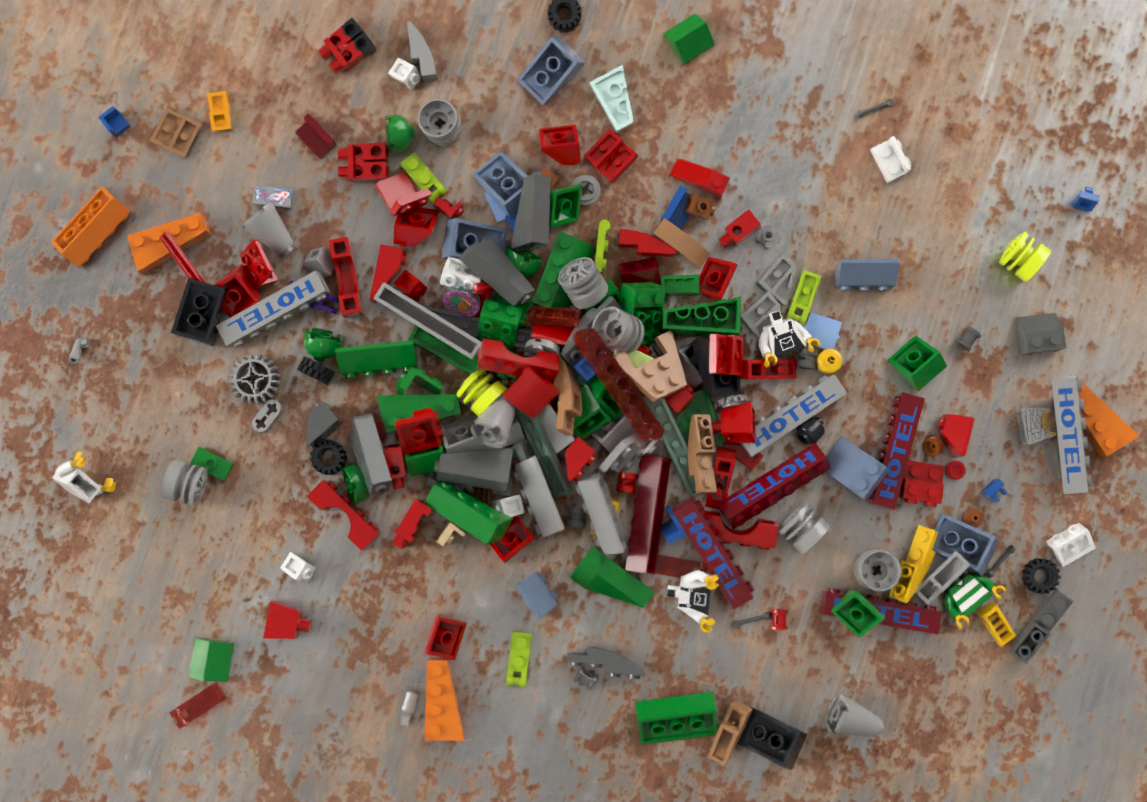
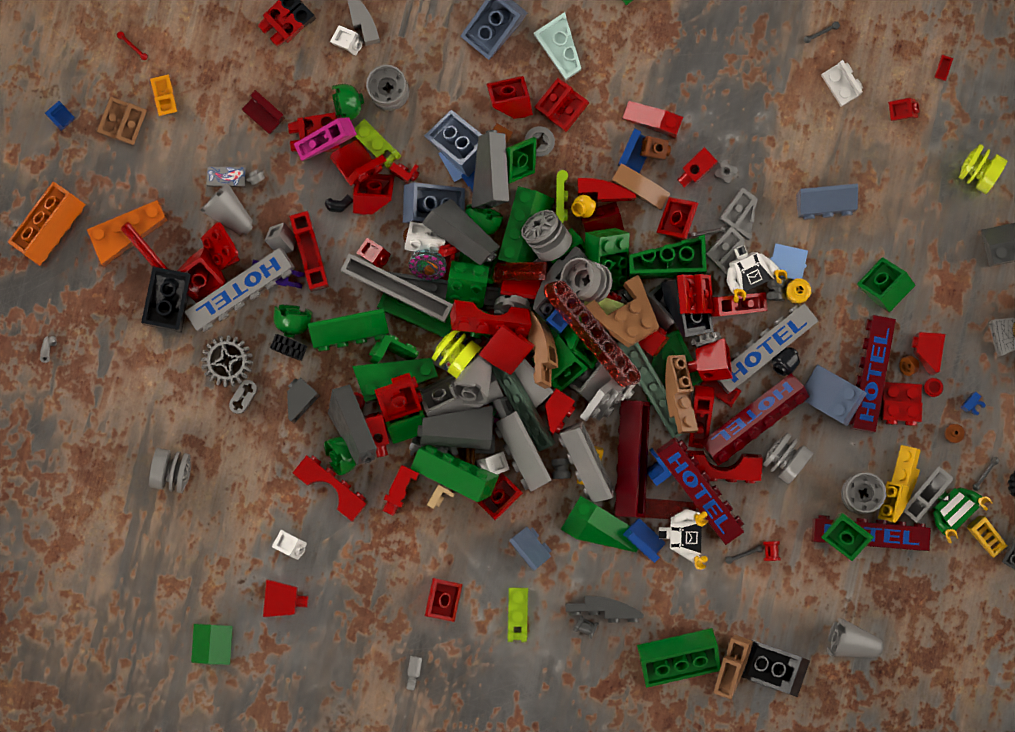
camera: 10 degrees left, 0 degrees up
(78, 482) = (62, 479): white torso -> none
(184, 50) = (121, 36): none -> red hinge
(198, 705) = (204, 689): clear red plate -> none
(216, 465) = (198, 451): green plate -> none
(301, 199) = (255, 176): none -> light grey plate
(317, 453) = (320, 432): black tyre -> none
(372, 166) = (325, 138): none -> dark pink slope
(379, 235) = (338, 206): none -> black arm
(387, 268) = (350, 236): red slope -> none
(442, 710) = (446, 667): orange wedge -> none
(622, 257) = (583, 206): none -> yellow animal
(628, 478) = (606, 425): red wheel -> none
(653, 596) = (644, 539): none -> blue panel
(681, 284) = (644, 228): green plate -> none
(759, 293) = (722, 230): none -> light grey hinge
(804, 296) = (767, 228): lime plate -> none
(950, 190) = (903, 109): none -> red bracket
(967, 540) = (953, 457): sand blue slope -> none
(968, 338) = (934, 255): dark grey bush -> none
(993, 153) = (943, 67): none -> red piece

